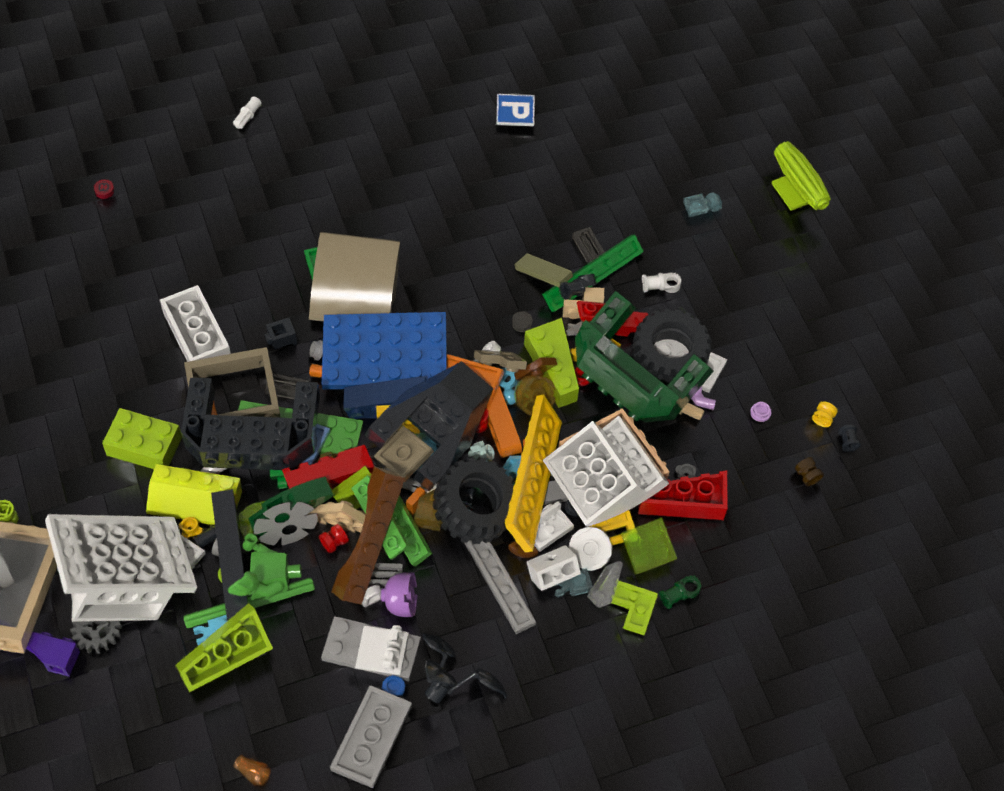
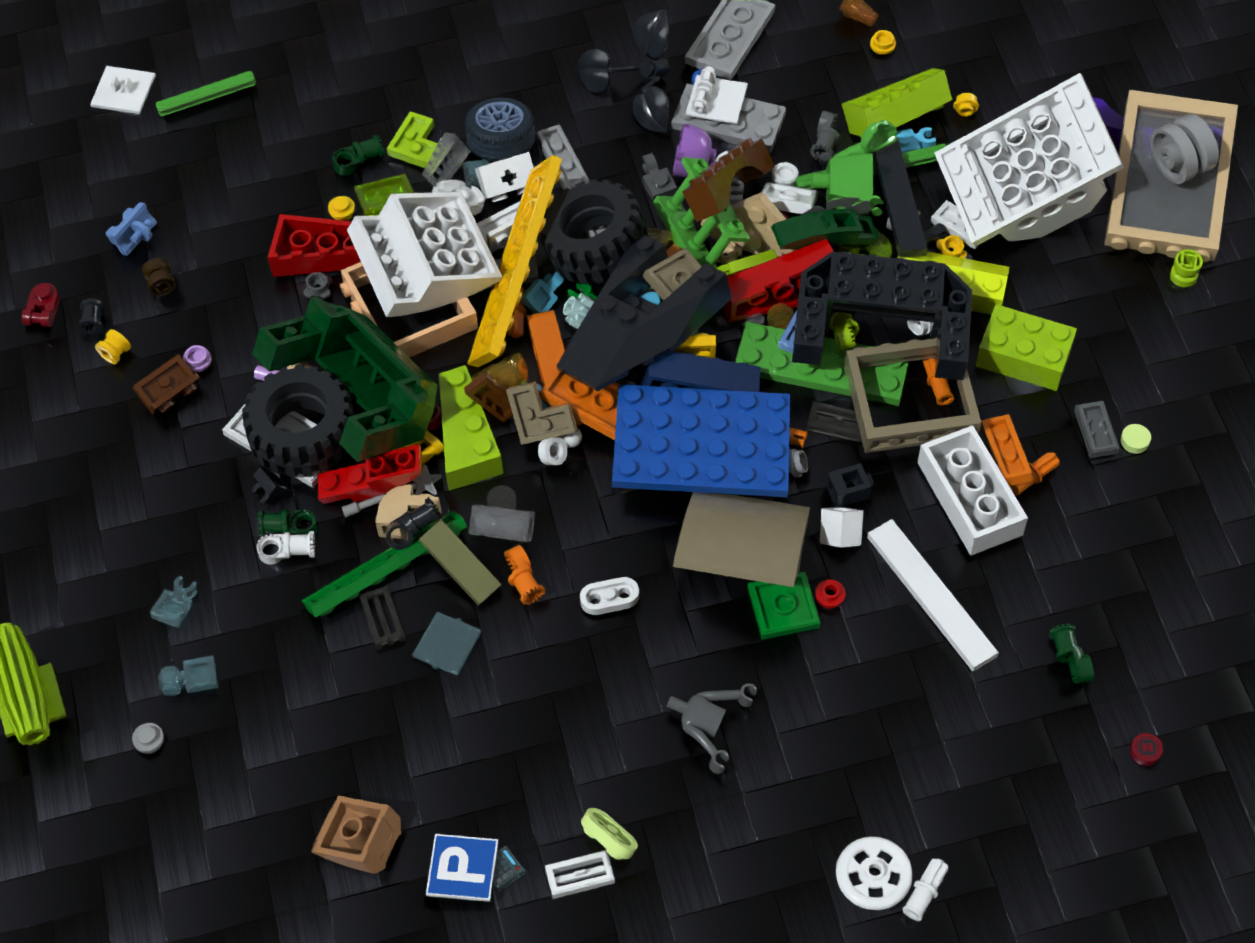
camera: 170 degrees left, 0 degrees up
(72, 382) = (1135, 438): none -> yellowish green tile
(99, 385) = (1096, 429): none -> dark grey plate
(143, 238) = (1071, 653): none -> dark green connector
(150, 352) = (1039, 469): none -> orange axle
(163, 668) = (966, 104): none -> yellow plate
(167, 359) = (1006, 449): none -> orange plate
(230, 273) = (932, 595): none -> white tile
(232, 735) = (883, 42): none -> yellow plate
(276, 134) = (860, 894): none -> white plate
(286, 626) = (827, 137): none -> dark grey connector
(287, 307) = (841, 526): none -> white panel
(297, 273) = (830, 601): none -> red plate
(321, 556) = (790, 198): none -> white tile
(323, 593) = (784, 174): none -> white tile
(376, 192) = (703, 717): none -> dark grey piece
(429, 580) = (657, 181): none -> dark grey plate
(433, 131) = (609, 833): none -> yellowish green plate
(441, 260) = (608, 594): none -> white plate
(447, 117) = (583, 885): none -> white tile
(490, 116) = (506, 869): none -> clear light blue tile
(501, 270) = (522, 576): none -> orange connector
(519, 296) = (502, 522): none -> clear brick
(545, 234) = (446, 643): none -> clear light blue piece
(551, 606) = (499, 129): none -> black wheel
(581, 122) = (358, 834): none -> medium nougat slope
(664, 296) = (285, 522): none -> dark green connector
(683, 542) = (341, 208): none -> yellow plate
(717, 172) = (148, 738): none -> light grey plate
(724, 244) = (174, 606): none -> clear light blue plate
(774, 385) = (166, 384): none -> reddish brown bracket
(825, 650) = (205, 93): none -> bright green axle
(840, 510) = (133, 229): none -> medium blue hips
(890, 456) = (41, 298): none -> dark red plate
(899, 656) = (123, 90): none -> white piece

